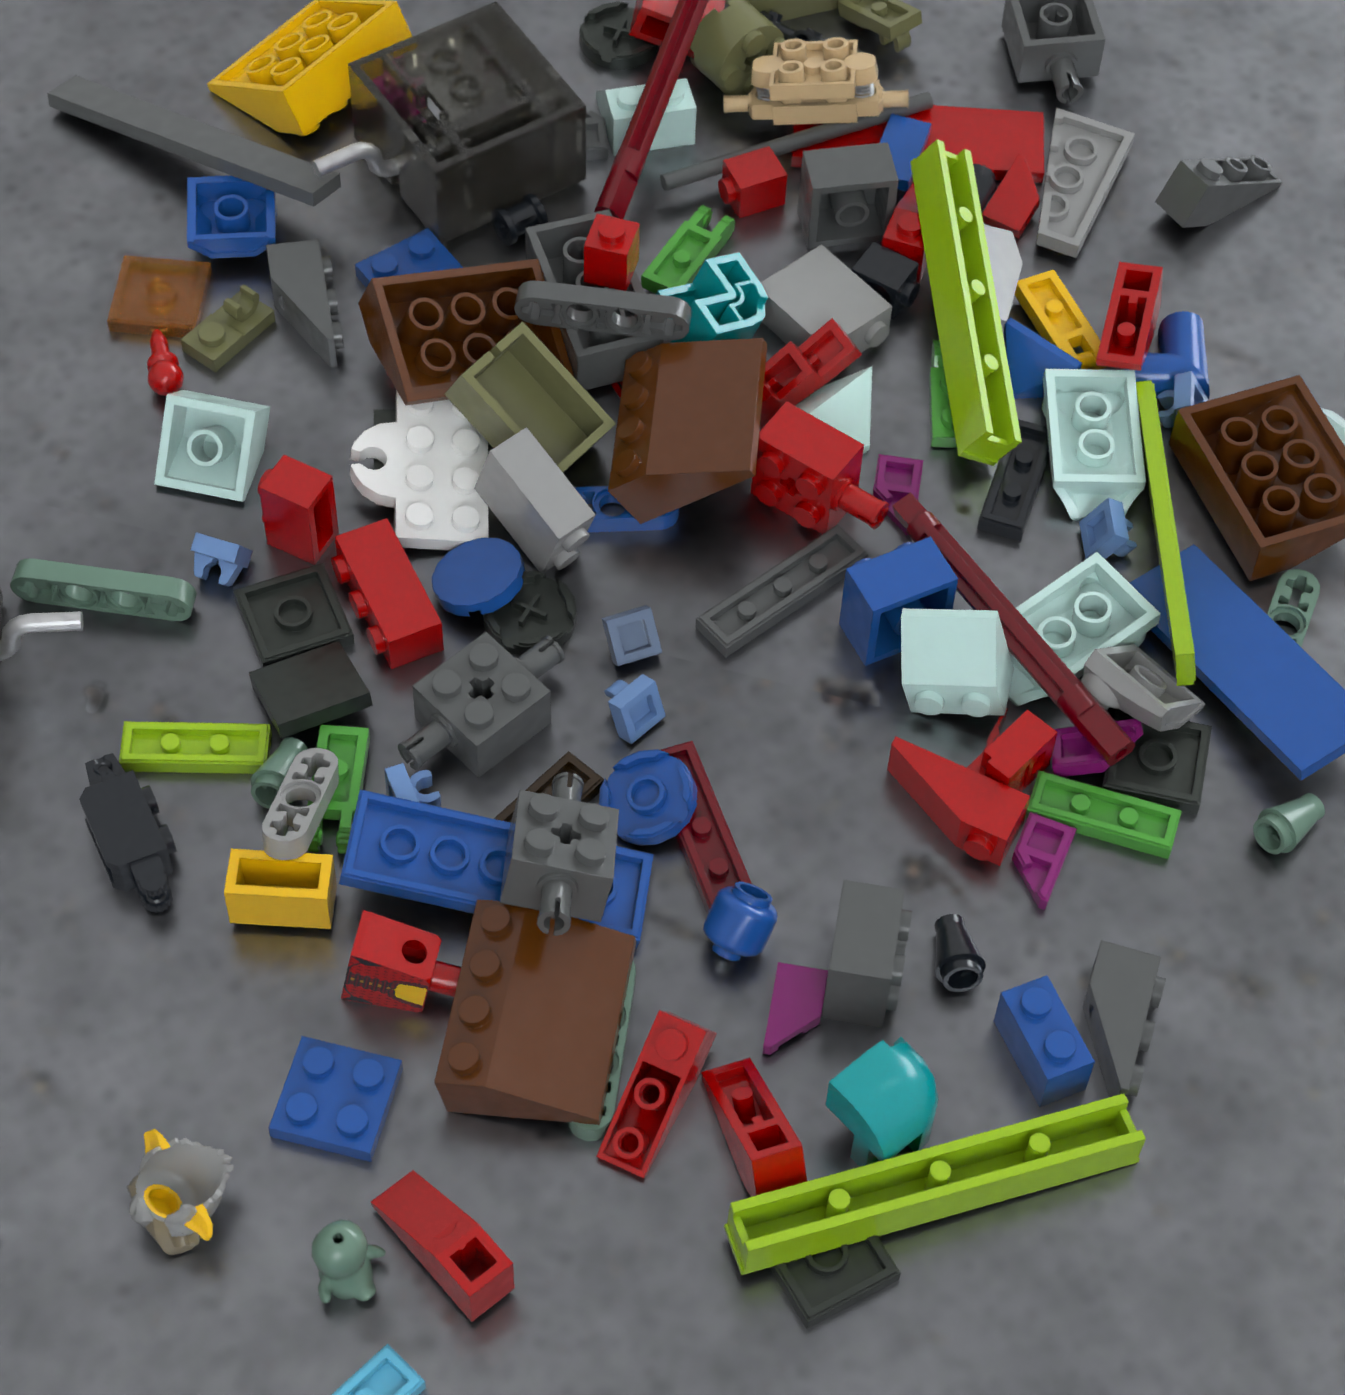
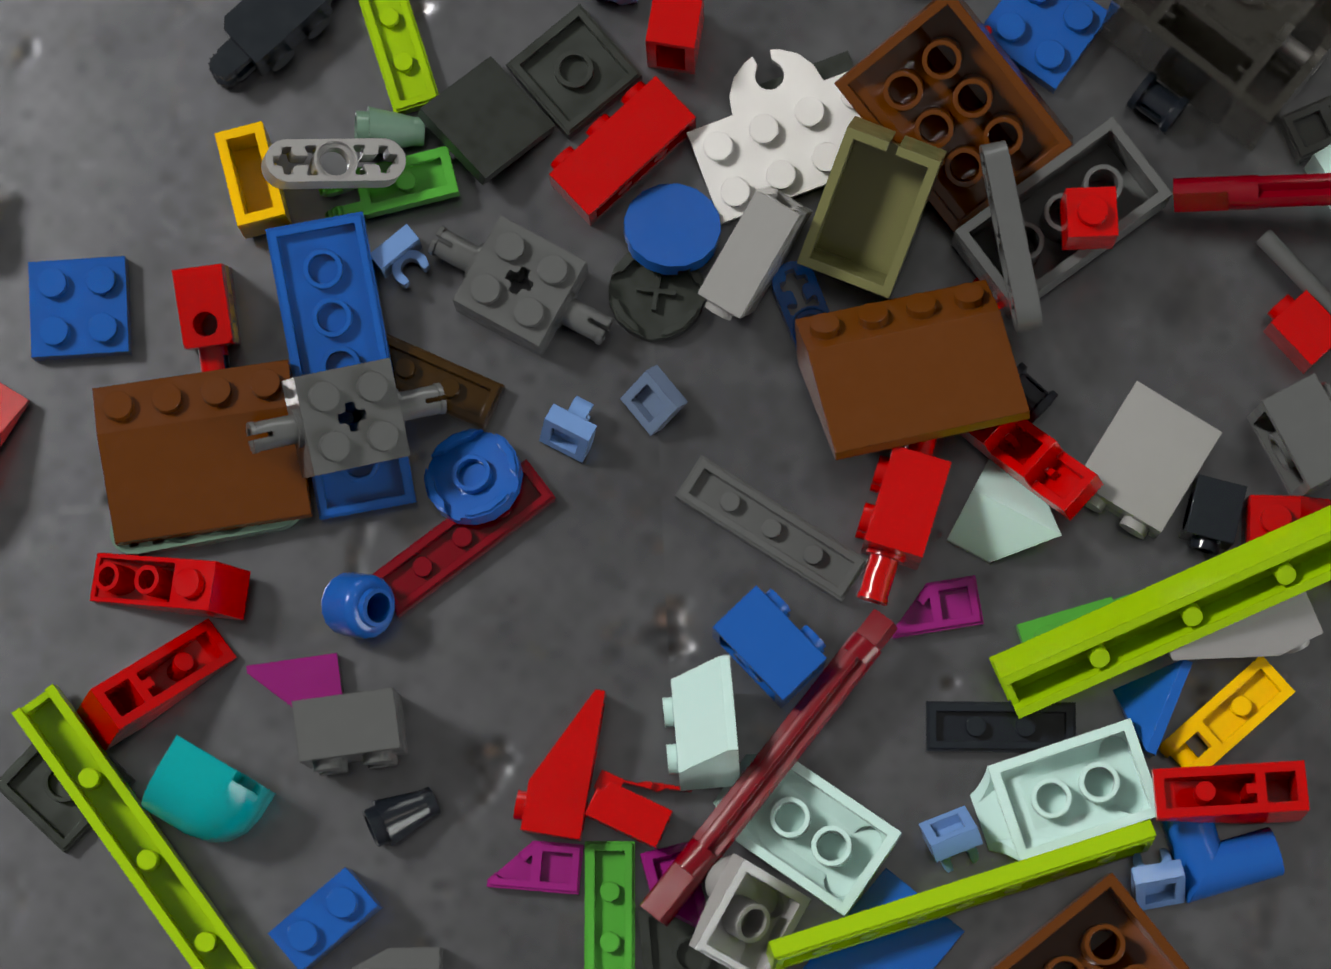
camera: 80 degrees right, 25 degrees up
(687, 251) = (1175, 294): bright green hinge -> none
(723, 299) = (1090, 348): teal brick -> none

